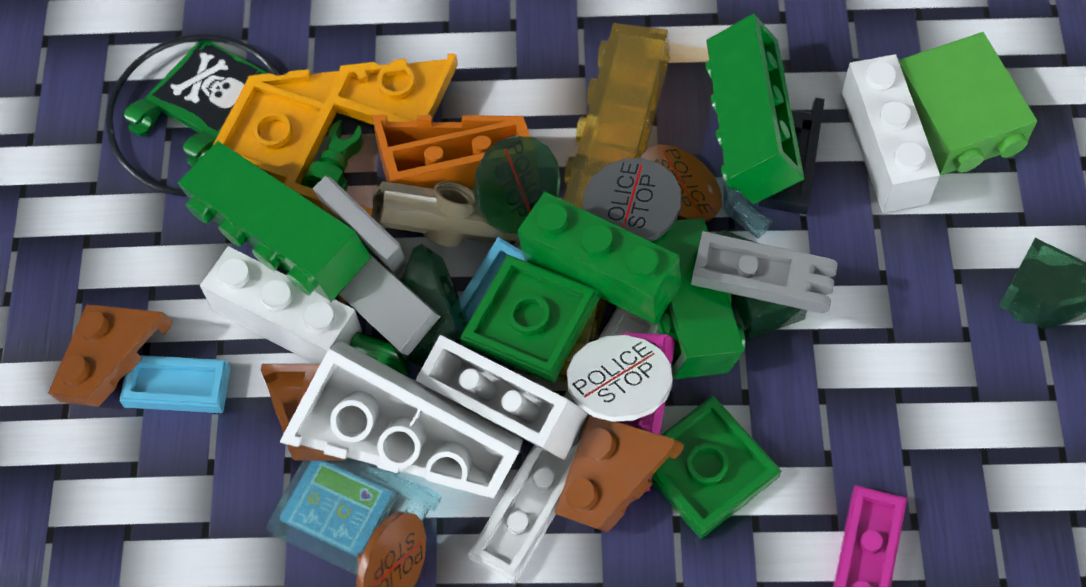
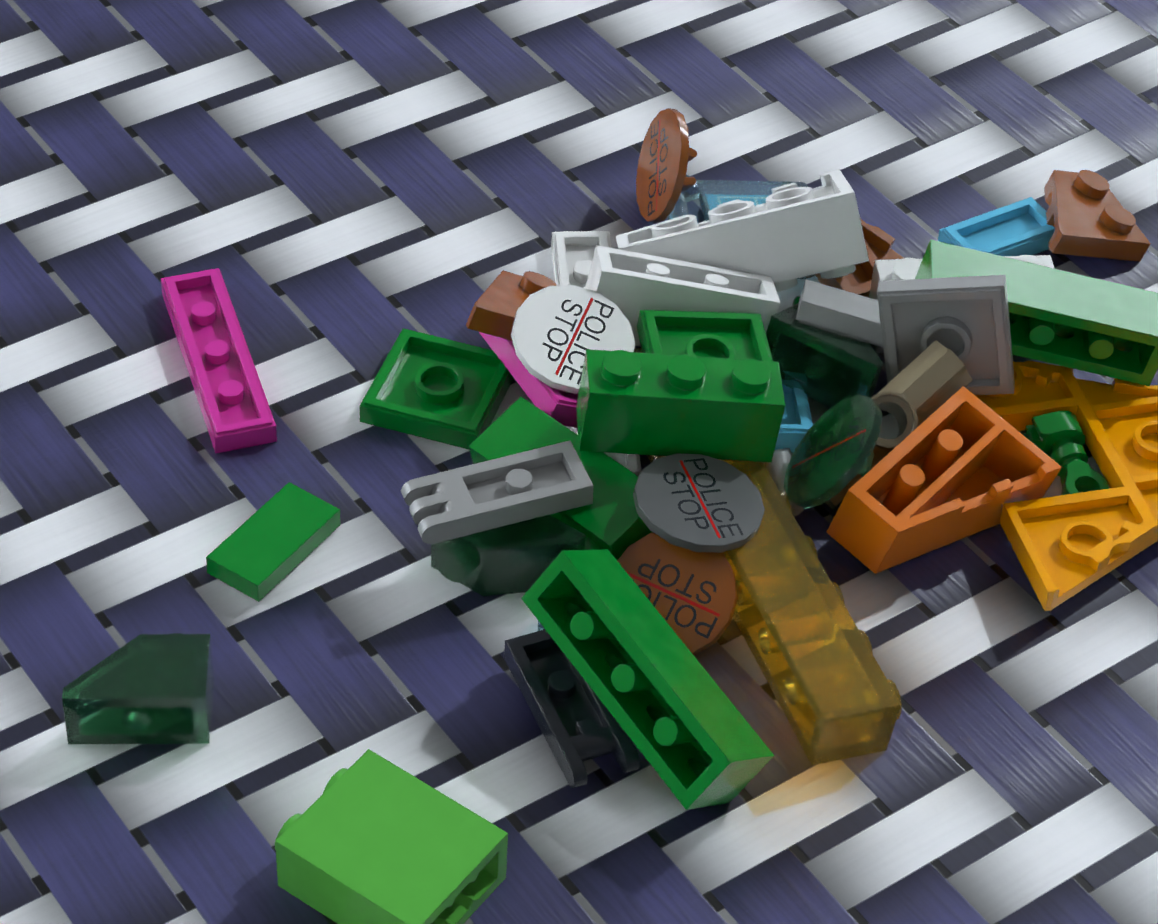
camera: 140 degrees right, 20 degrees down
(889, 134) = (467, 758): white brick -> none
(907, 384) = (273, 541): none -> green tile

